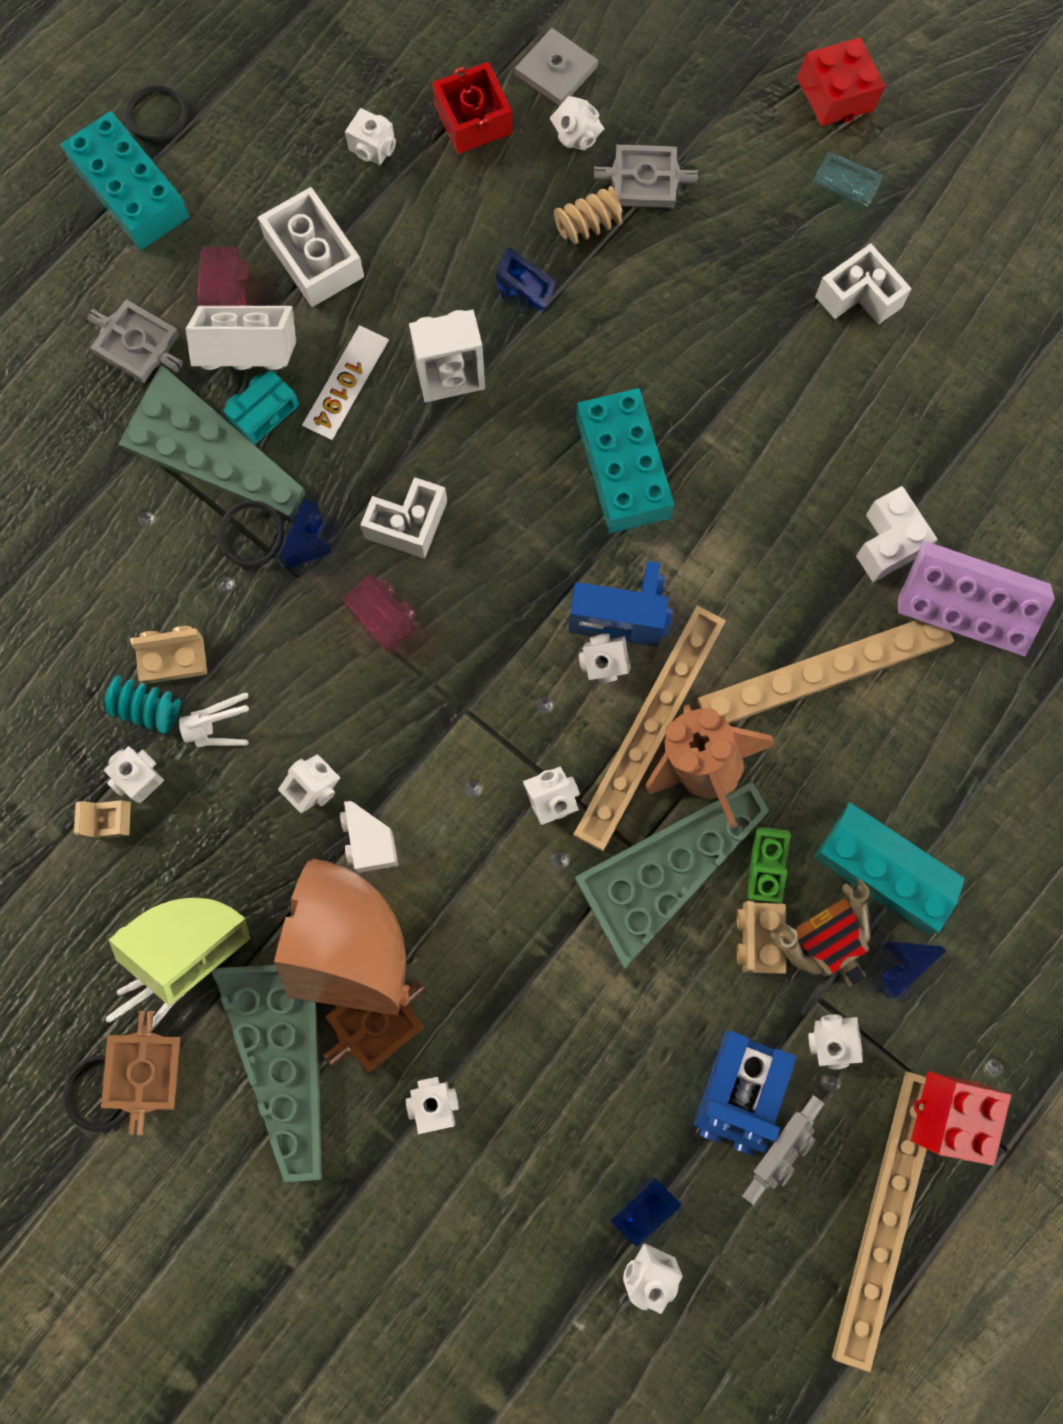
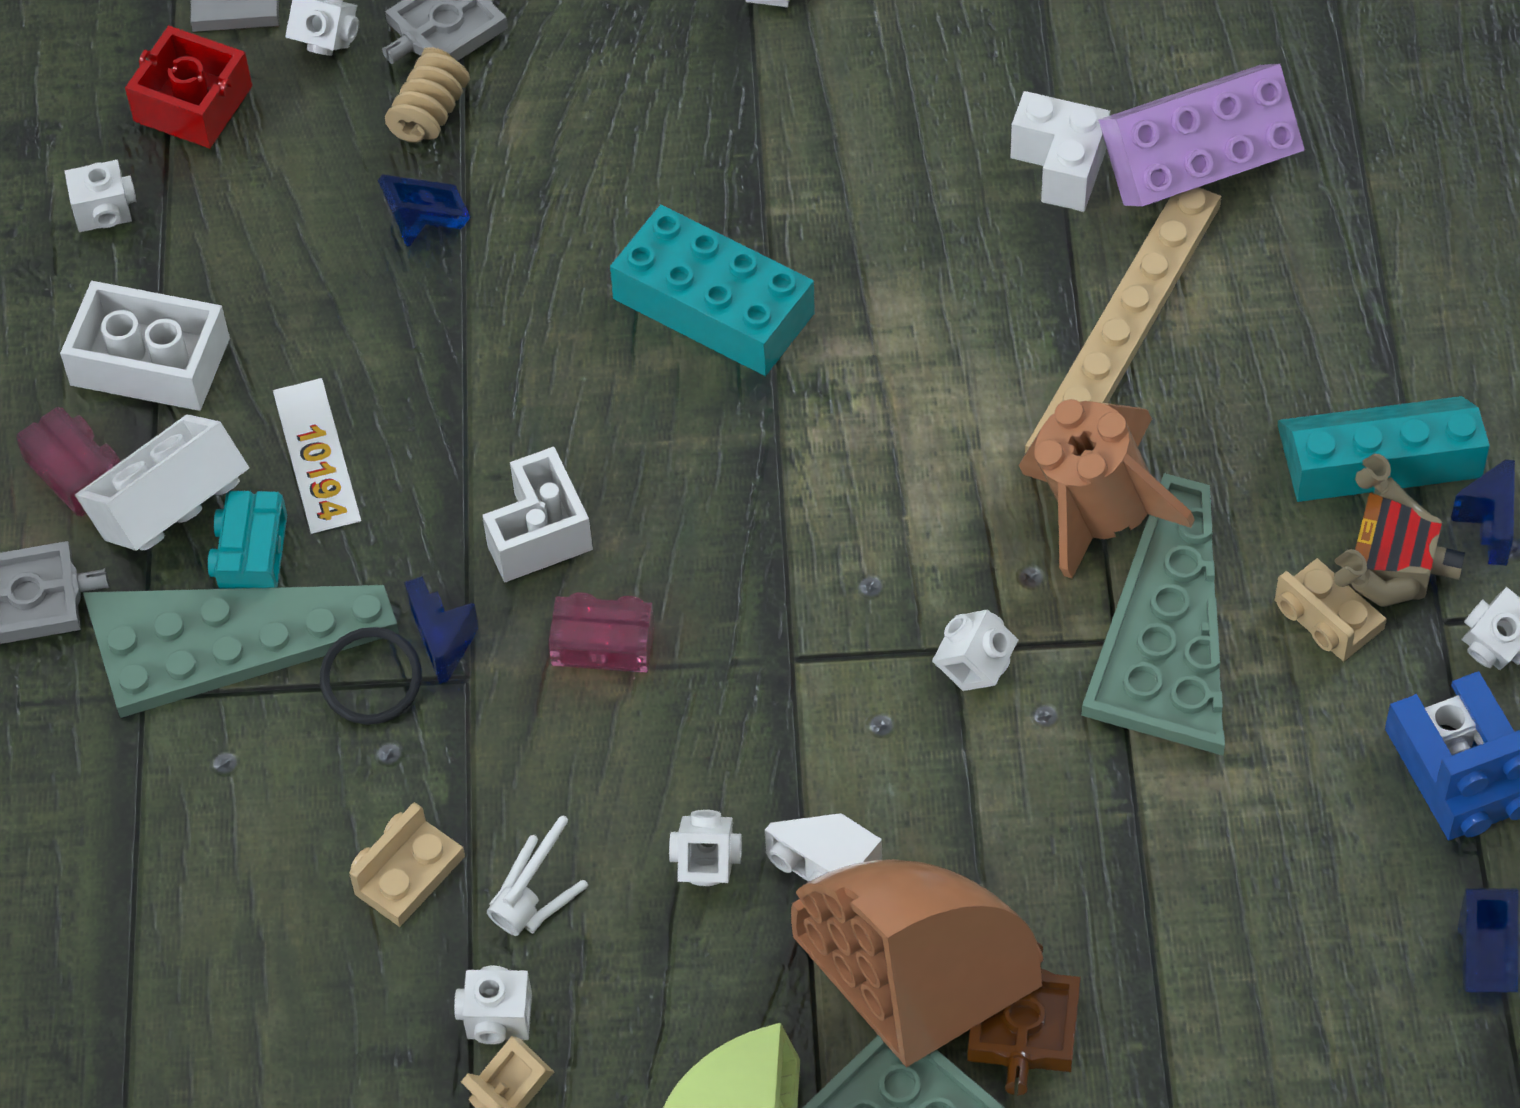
camera: 40 degrees left, 20 degrees down
(141, 707) = (426, 932): teal piece -> none
(427, 1119) = (1172, 1038): white brick -> none
(448, 355) = (425, 322): white brick -> none
(613, 649) = (903, 468): white brick -> none
(620, 612) = (868, 421): blue brick -> none
(649, 729) = (1008, 515): tan plate -> none
(768, 864) = (1259, 539): bright green slope -> none

